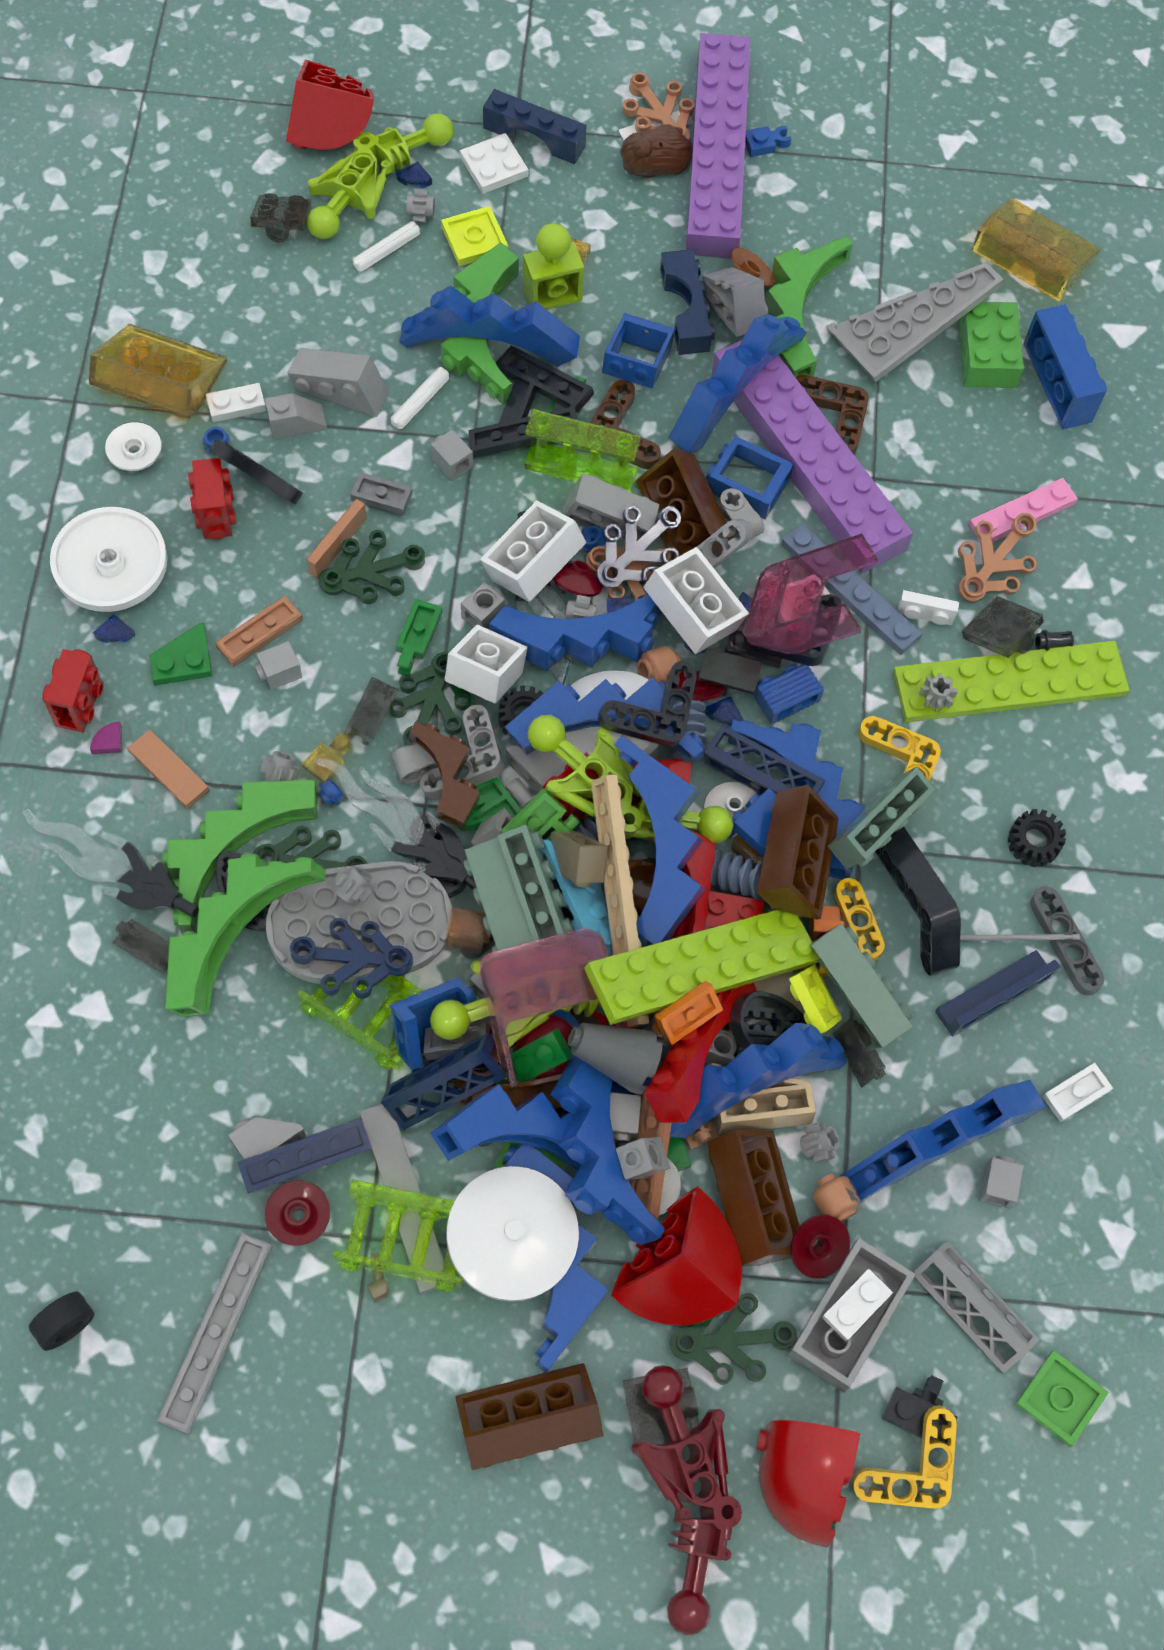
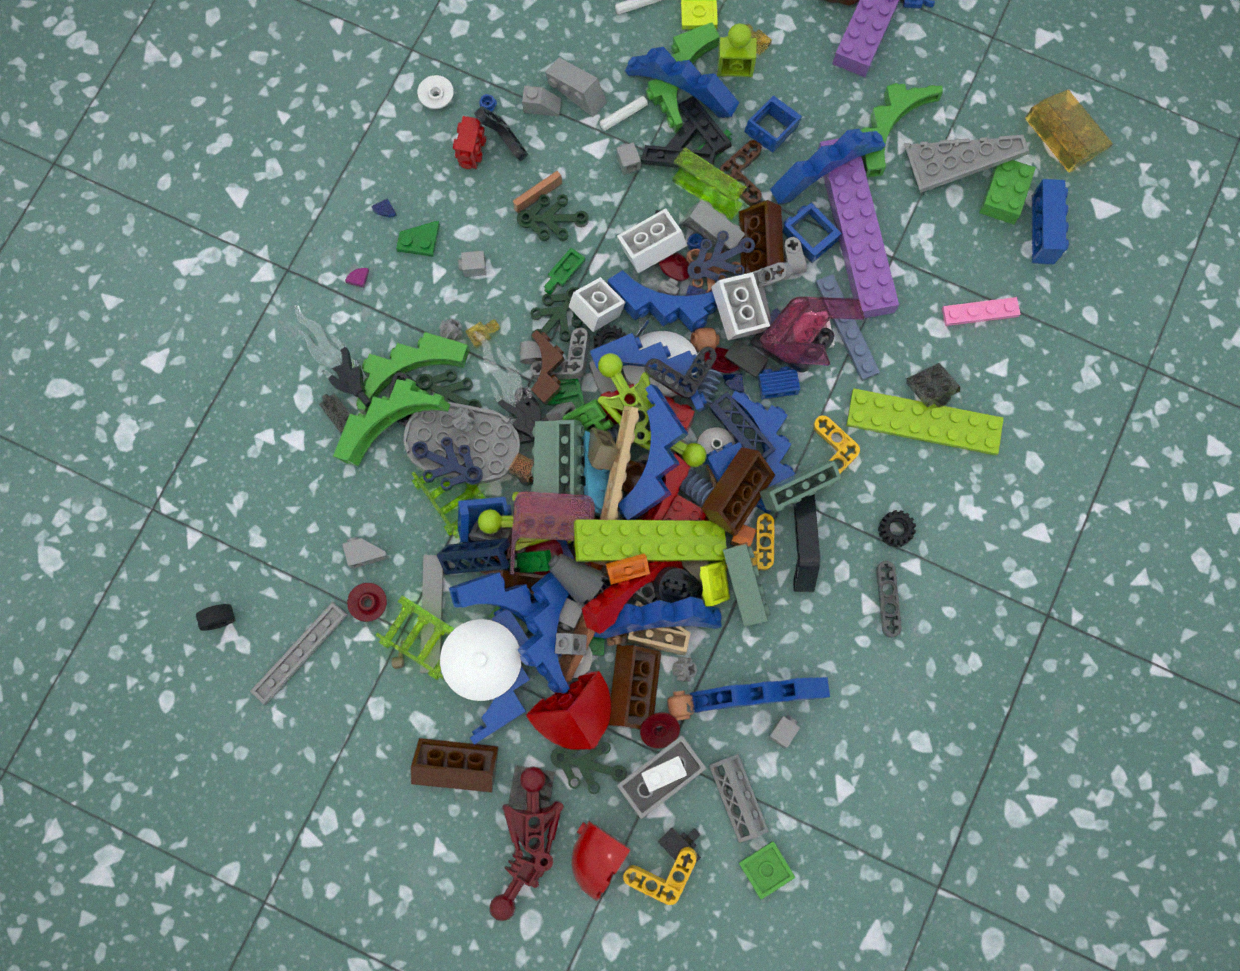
camera: 25 degrees right, 10 degrees up
(73, 690) = (345, 240): red brick -> none
(108, 559) = (395, 162): white dish -> none
(155, 370) = (466, 44): clear yellow slope -> none
(168, 769) = (386, 307): nougat tile -> none
(236, 402) = (508, 80): white plate -> none
(259, 631) = (470, 237): nougat tile -> none
(304, 1155) = (381, 570): dark blue fence -> none
(331, 792) = (476, 354): blue plate -> none
(371, 710) = (517, 311): clear smoke hinge -> none
(381, 493) = (575, 170): flat silver plate -> none
(482, 595) = (603, 262): light grey brick -> none
(519, 792) = (588, 392): light grey pin -> none
(681, 276) = (821, 80): dark blue arch -> none
(735, 298) = (849, 108): light grey wedge -> none
(753, 265) = (870, 88): dark orange dish -> none
(846, 408) = (894, 204): reddish brown beam -> none
(863, 1063) = (731, 632): clear smoke hinge -> none
(927, 607) = (884, 353): white plate -> none
(933, 686) = (876, 417): light grey gear -> none
(993, 561) = (945, 339): nougat plant -> none
(996, 992) = (830, 615): dark blue fence -> none
(1018, 937) = (856, 586): light grey piece -> none
(1048, 640) = (964, 404): black pin -> none
(1077, 1092) = (854, 694): white plate -> none

